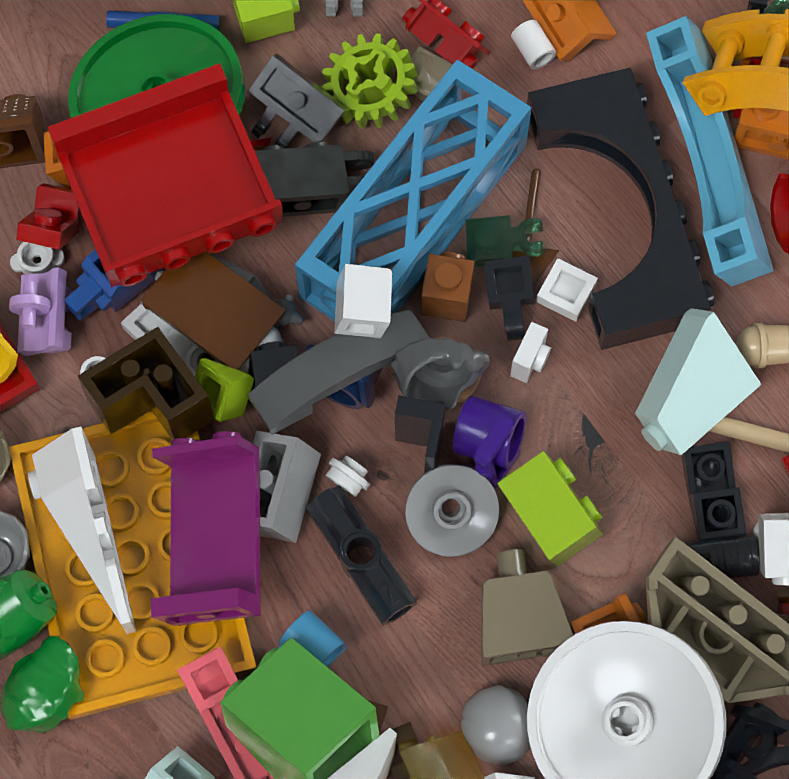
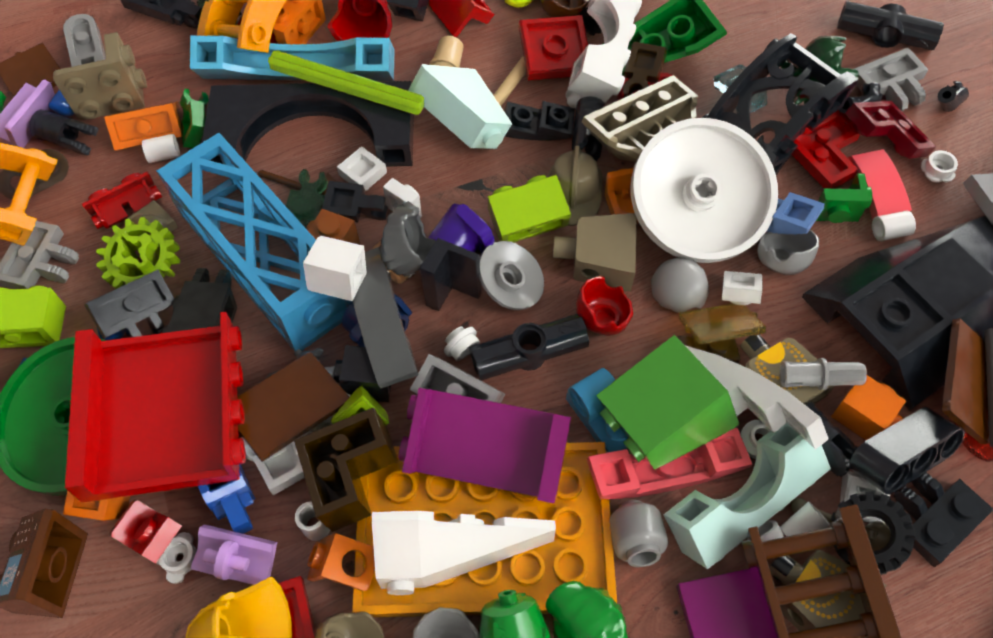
camera: 75 degrees left, 10 degrees down
(57, 403) = (327, 561): none -> orange bracket
(156, 724) = (638, 533): none -> light grey head
(435, 631) = (603, 307): none -> red hair
(588, 62) = (193, 118): none -> green plate
(615, 563) = (580, 183): none -> dark tan piece
(675, 228) = (346, 82): none -> lime axle

